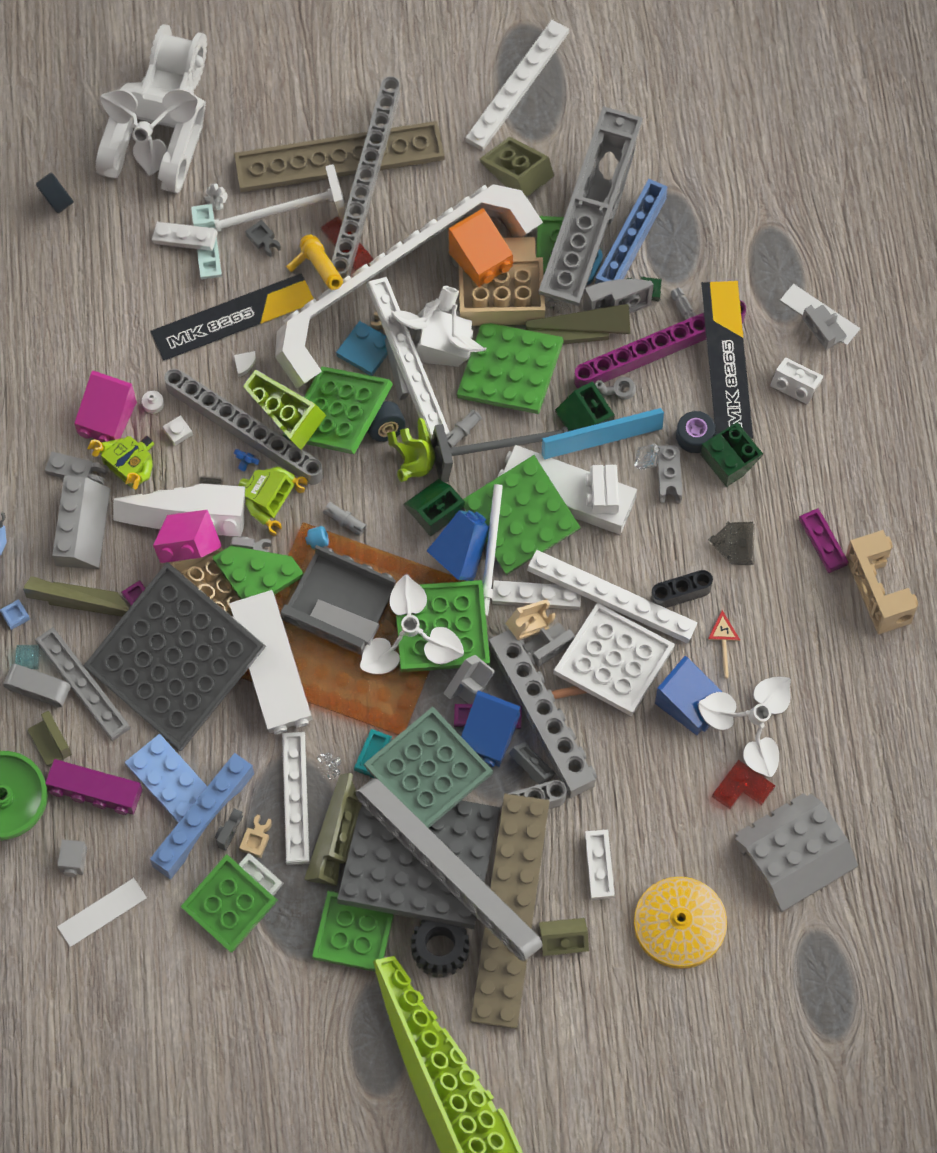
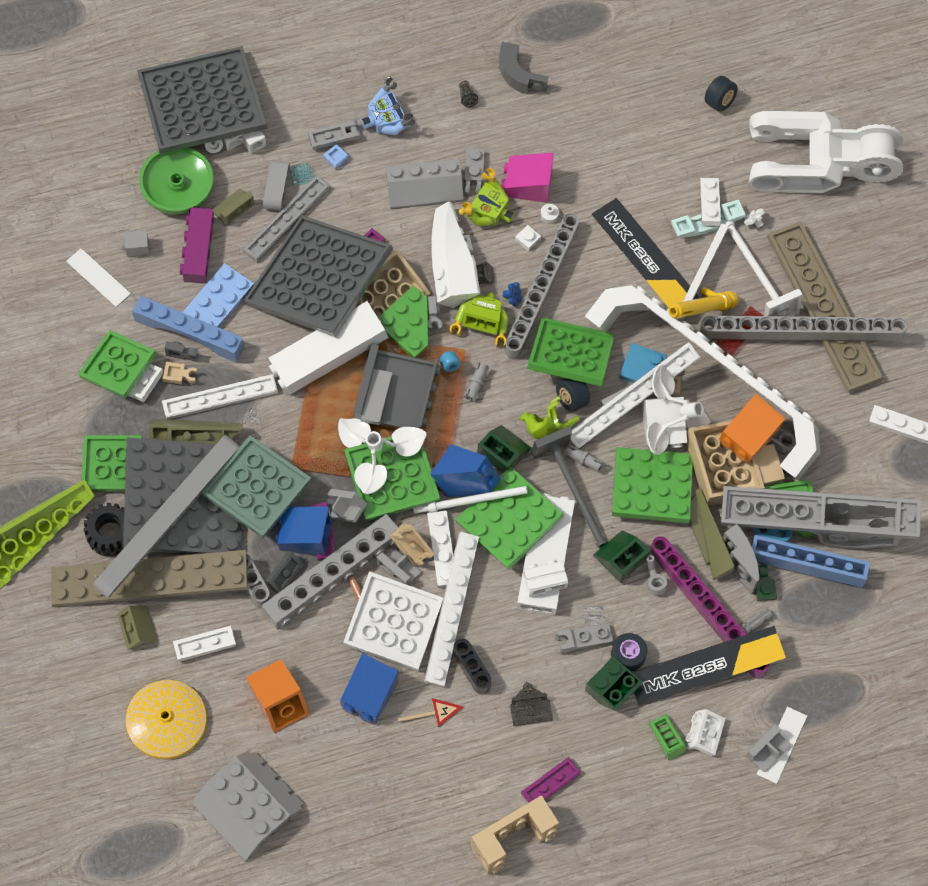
camera: 75 degrees right, 0 degrees up
(76, 597) = (360, 193): olive wedge -> none
(149, 152) = (803, 116): white plant -> none
(186, 537) = (418, 257): dark pink slope -> none
(244, 362) = (604, 274): white tile -> none
(262, 236) = (726, 261): dark grey plate -> none
(269, 262) = (705, 264): none -> white tile
(288, 409) = (561, 309): lime wedge -> none
(373, 744) = (279, 446): teal tile -> none
(518, 166) = (856, 453): olive slope -> none
(602, 433) = (603, 570): dark azure tile -> none
(676, 795) = (278, 695): none -> orange slope
(742, 780) = (304, 749): clear red plate -> none
(773, 698) = (359, 713): white plant -> none
(795, 424) = (674, 748): none -> bright green slope

